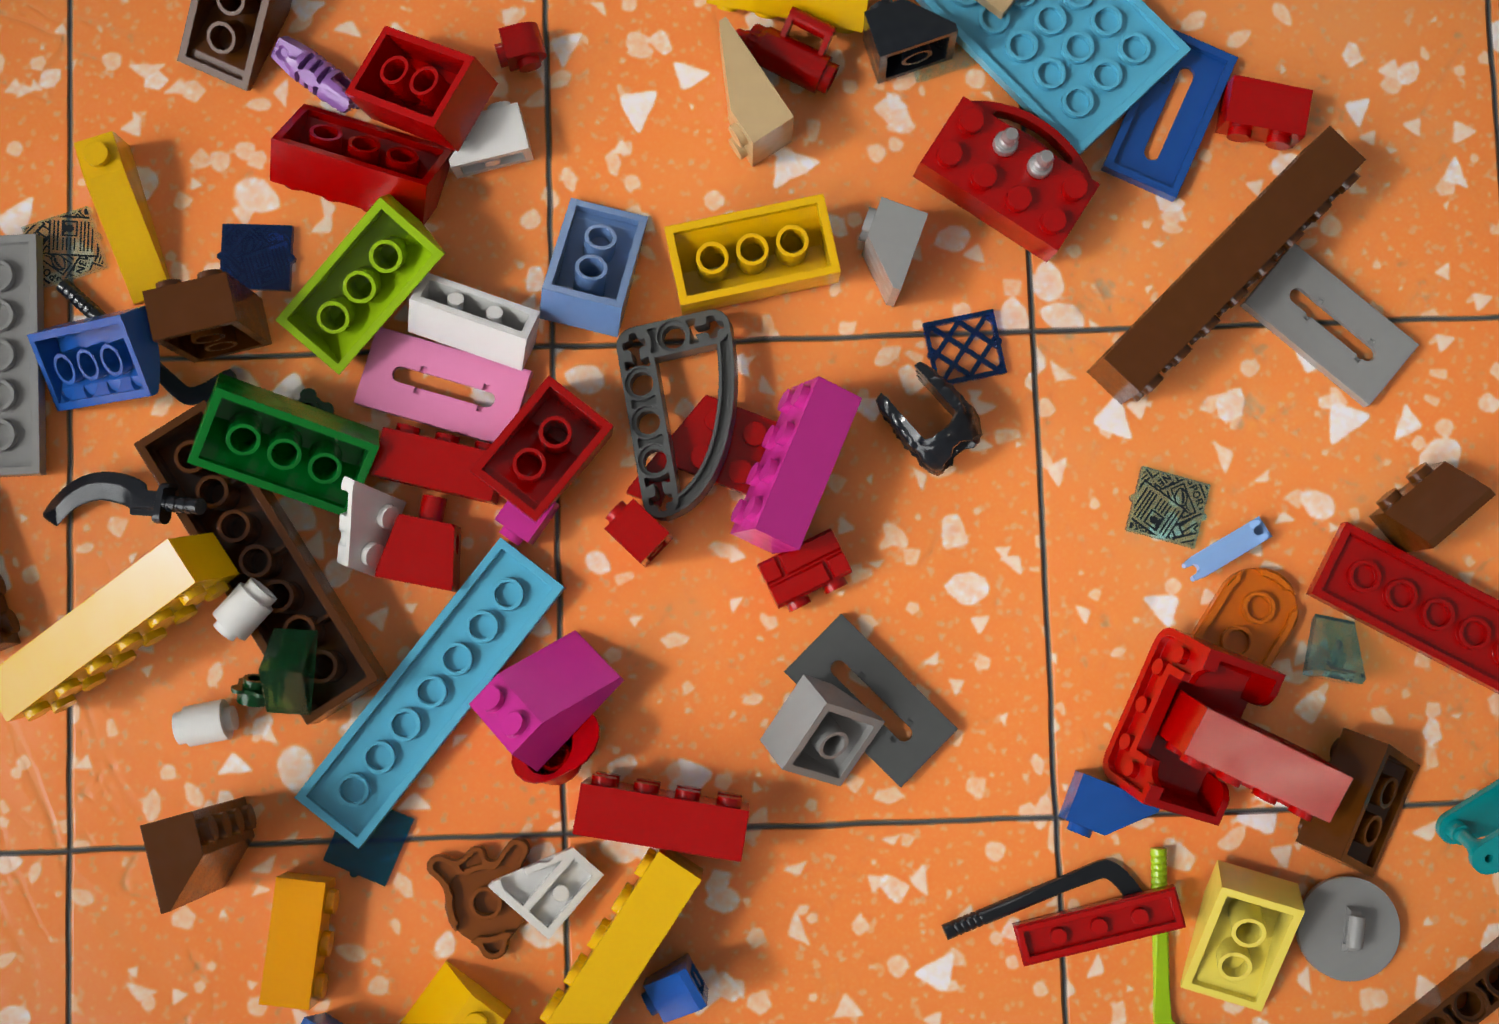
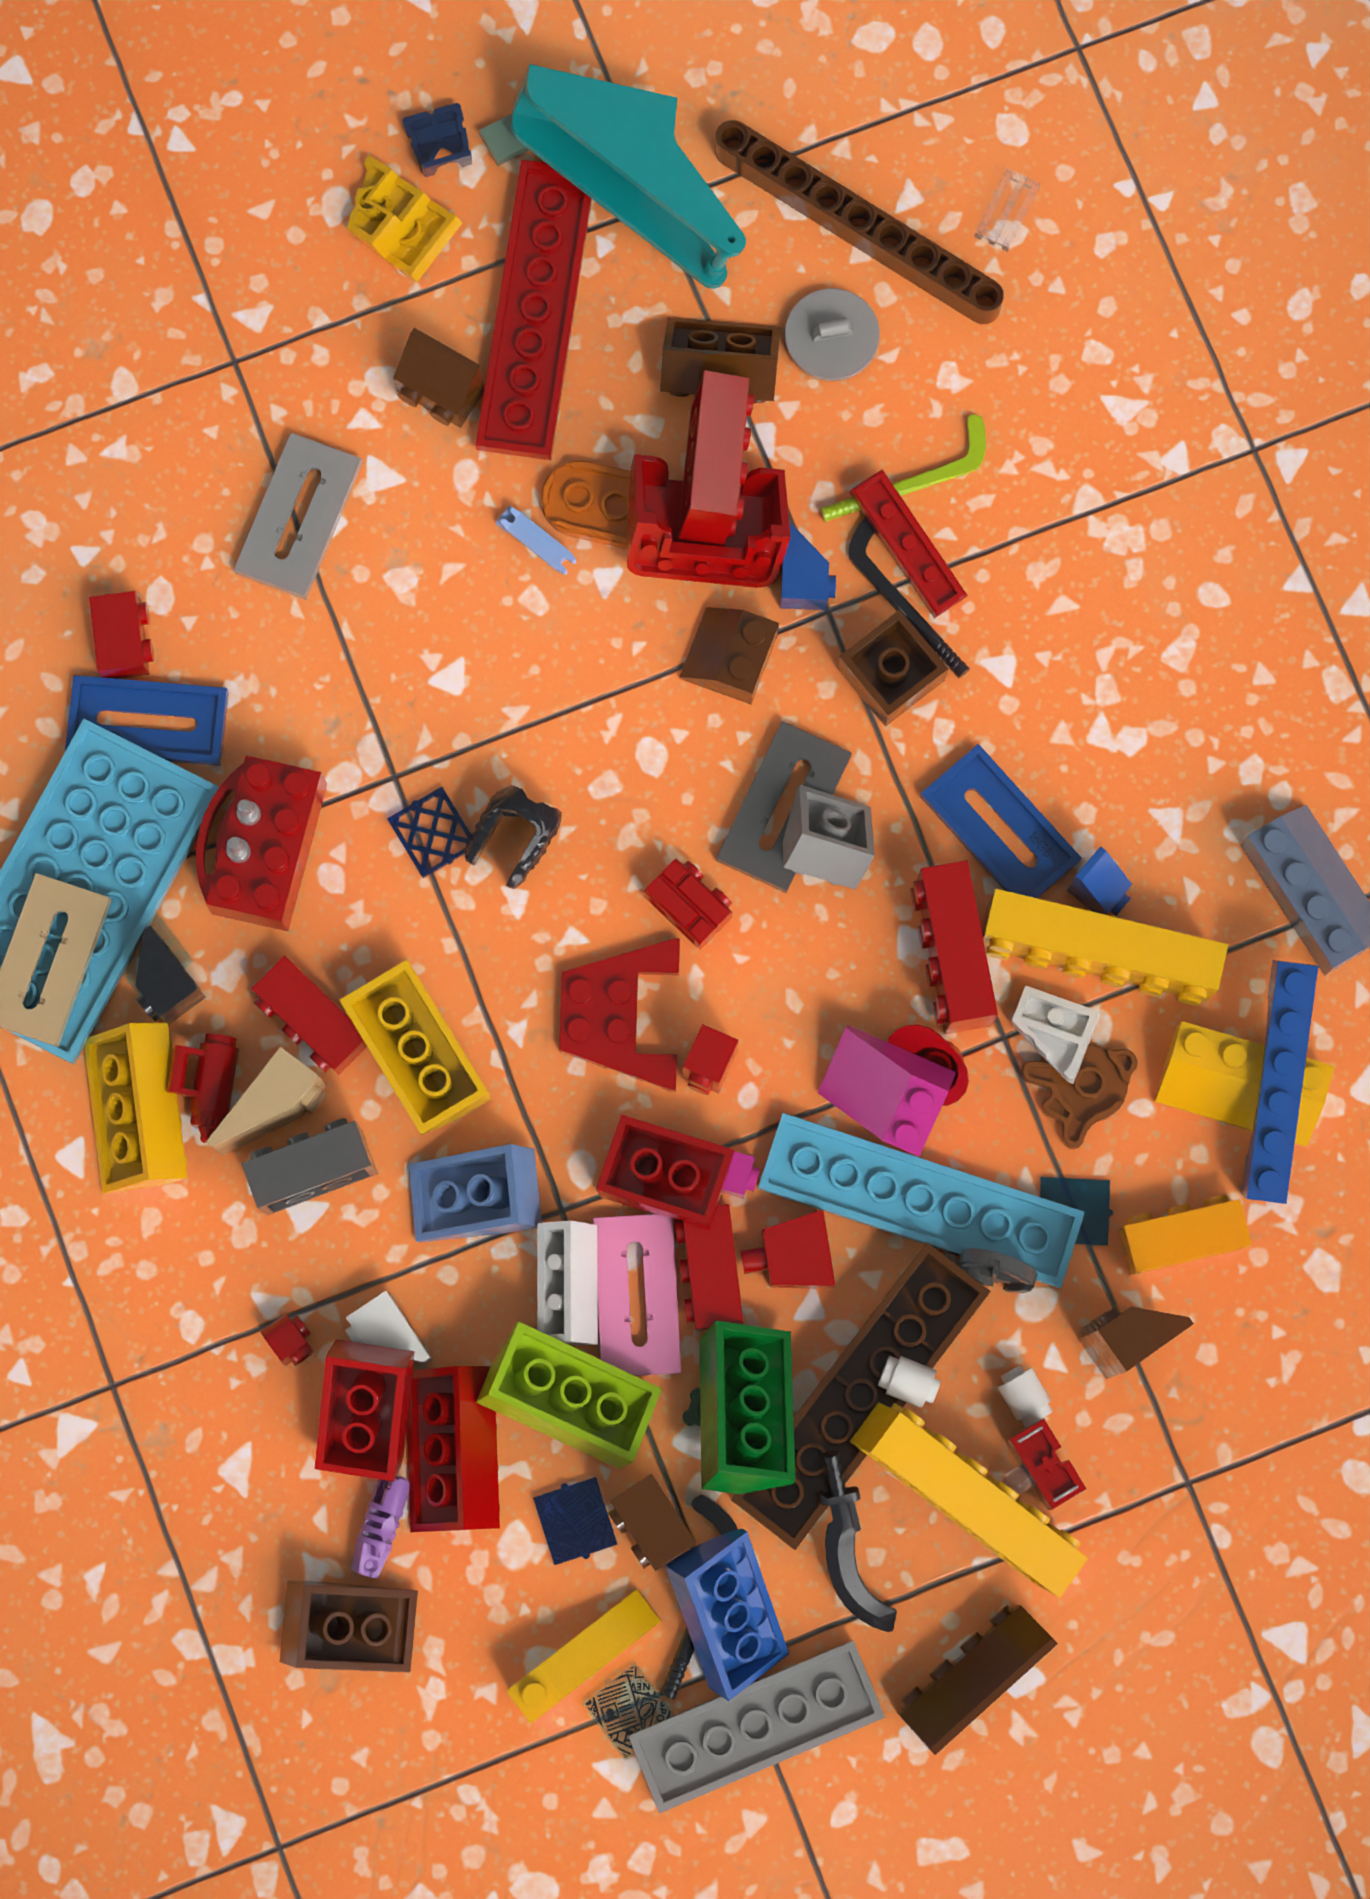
camera: 105 degrees left, 5 degrees down
(127, 714) = (1041, 1467): none -> red piece
(249, 691) = (979, 1362): dark green plate -> none
(289, 671) = (948, 1320): clear green slope -> none
(329, 739) = (993, 1267): none -> dark grey tile
(365, 525) = (793, 1309): white wing -> none
(638, 406) = (584, 1091): dark grey beam -> none
(673, 114) = (309, 1166): none -> dark grey brick
(734, 952) = (981, 773): none -> blue piece
(794, 465) = (600, 939): dark pink brick -> none
(825, 164) = (309, 1016): none -> red brick
(890, 243) = (366, 923): light grey slope -> none
(973, 860) = (892, 668): none -> reddish brown brick
(1045, 702) = (730, 652): none -> reddish brown slope
(1167, 507) = (515, 604): clear light blue piece -> none
(1228, 268) = (282, 621): reddish brown brick -> none
(1242, 935) = (871, 421): light yellow slope -> none
(1334, 651) = (594, 420): clear light blue slope -> none

